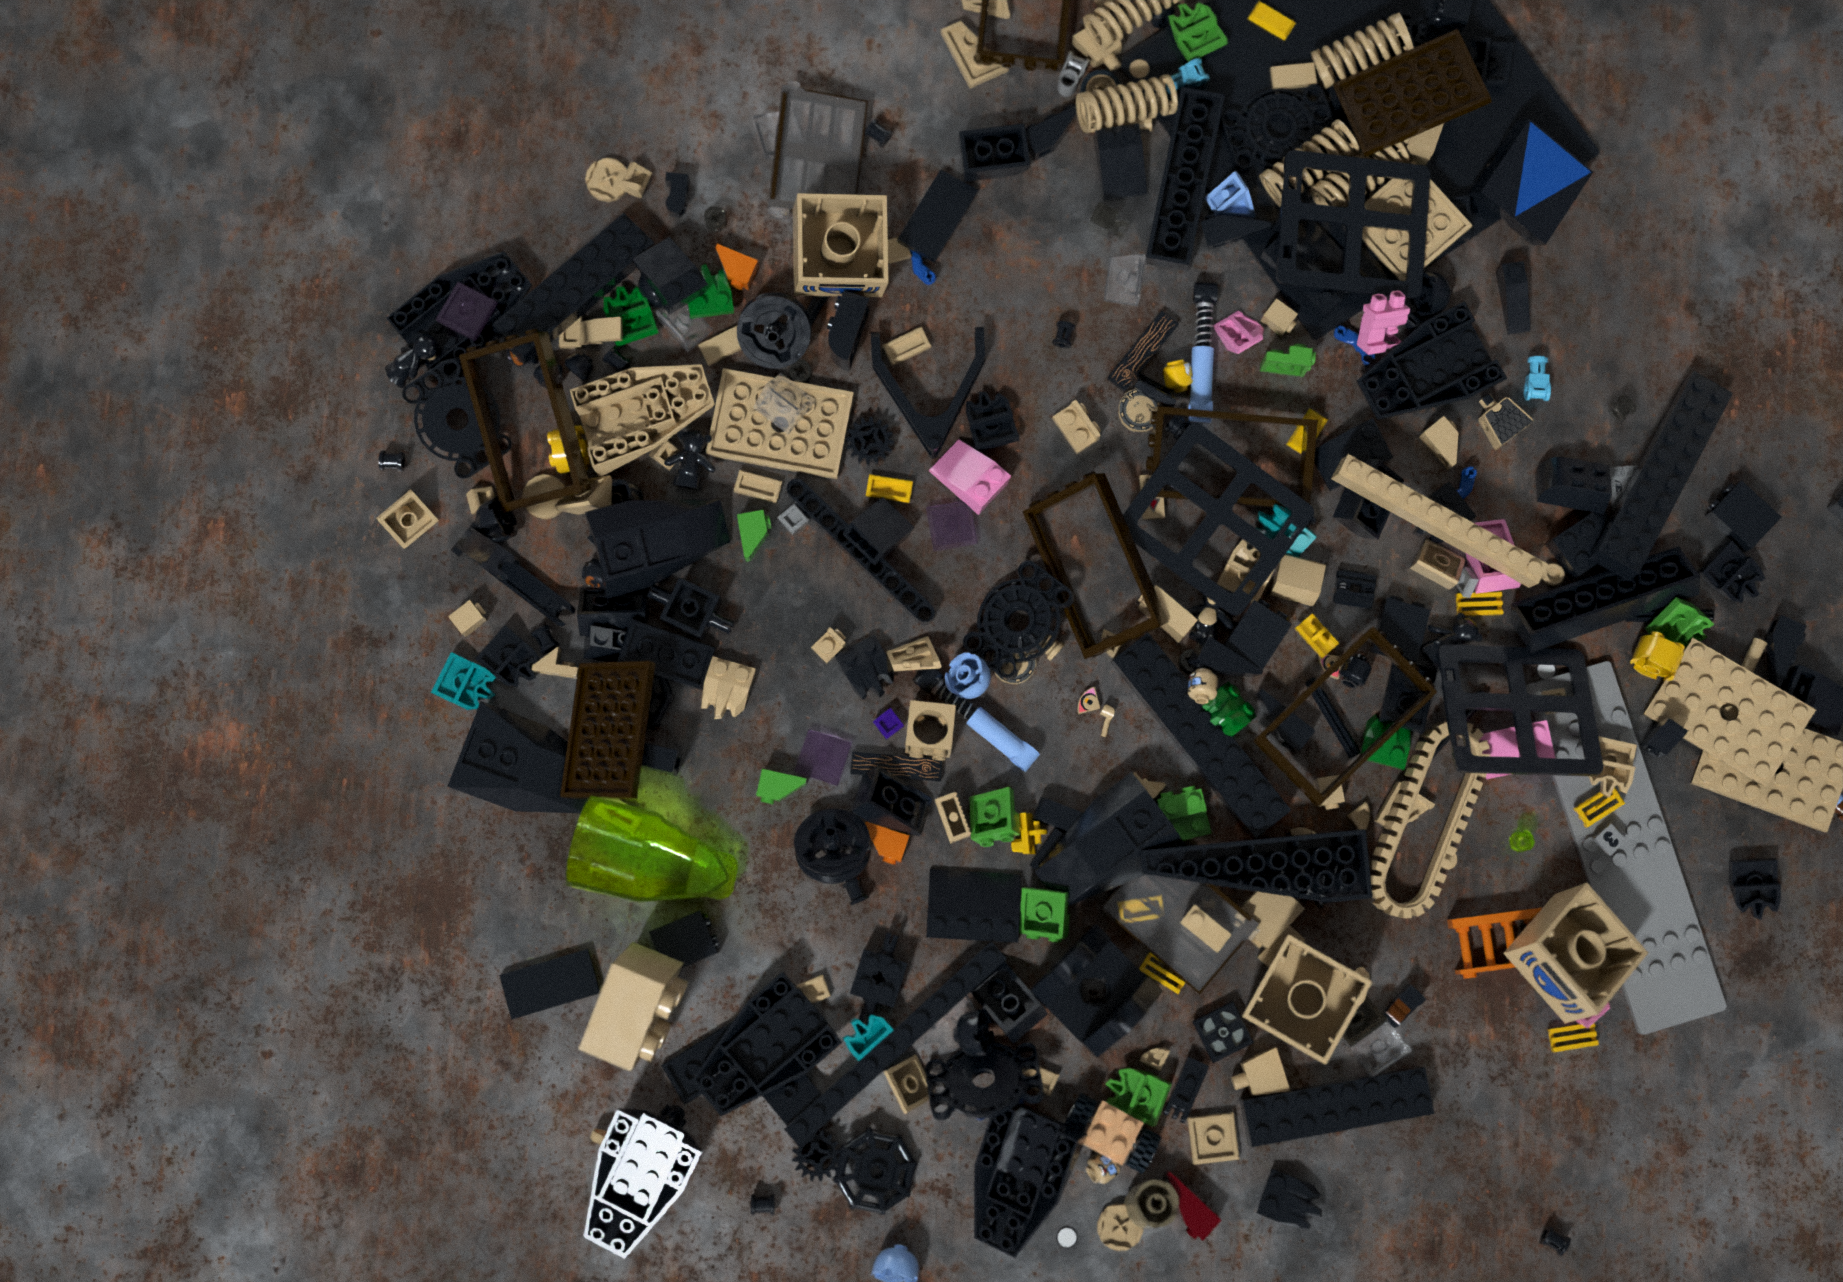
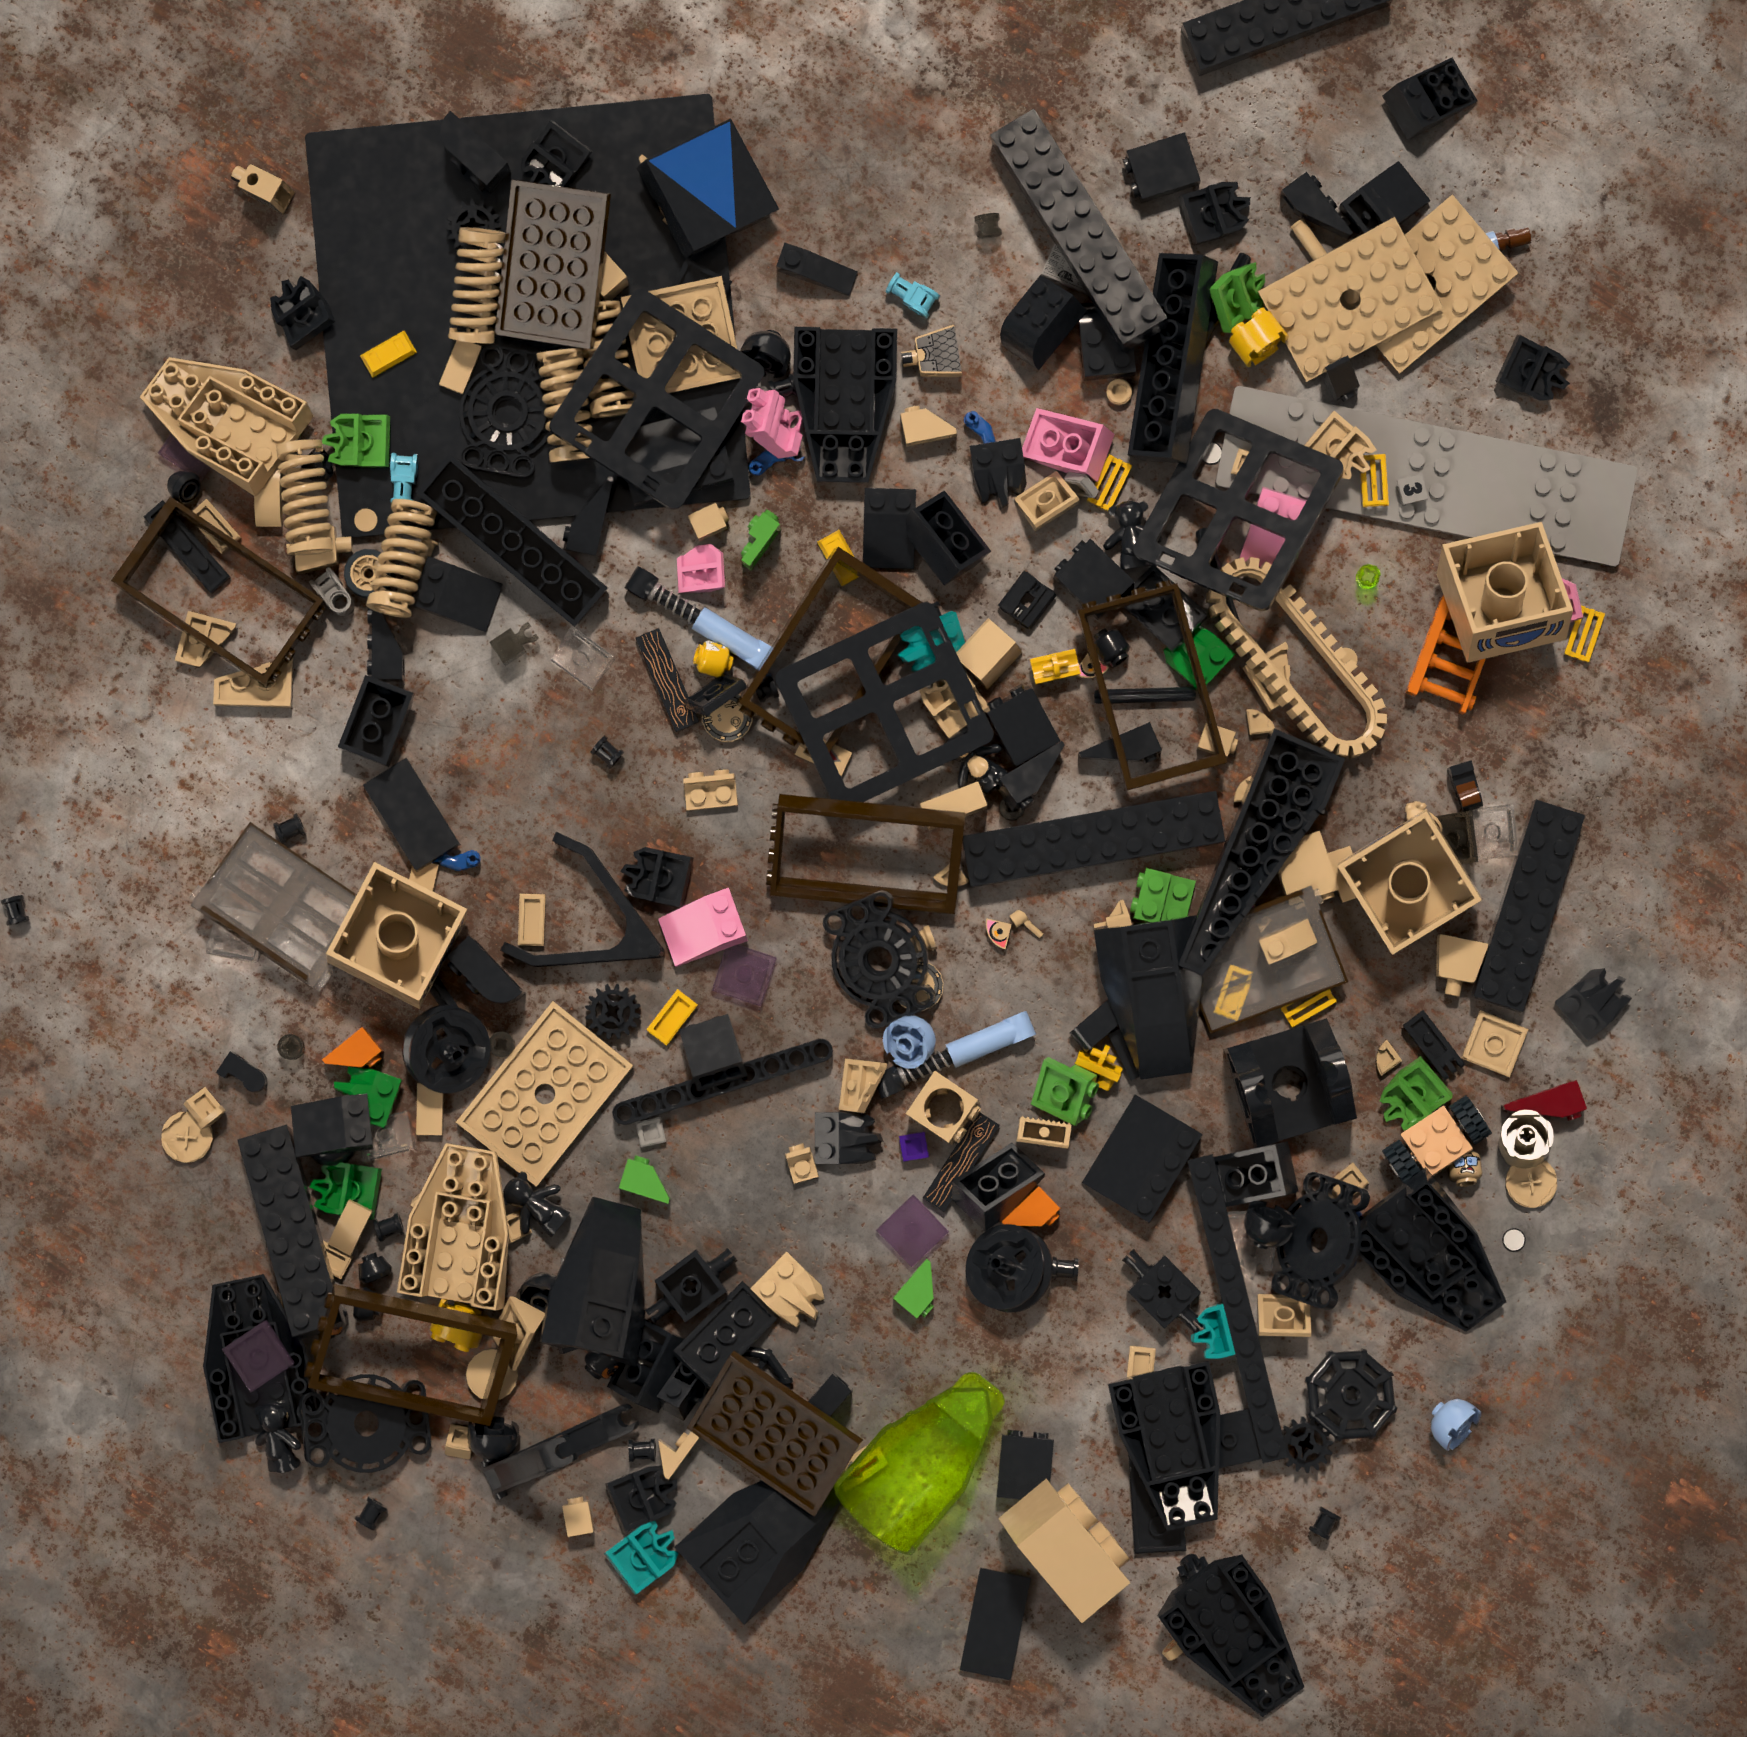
camera: 55 degrees left, 5 degrees up
(407, 519) = (442, 1527): tan slope -> none
(758, 486) = (597, 1150): tan tile -> none
(783, 403) = (527, 1078): clear slope -> none
(1044, 914) = (1188, 1093): bright green plate -> none
(1202, 685) = (1046, 812): tan head -> none
(1222, 1031) = (1396, 977): black piece -> none
(1230, 709) = (1082, 796): green plate -> none
(1231, 198) = (557, 503): light blue slope -> none
(1439, 521) = (1008, 485): tan brick -> none

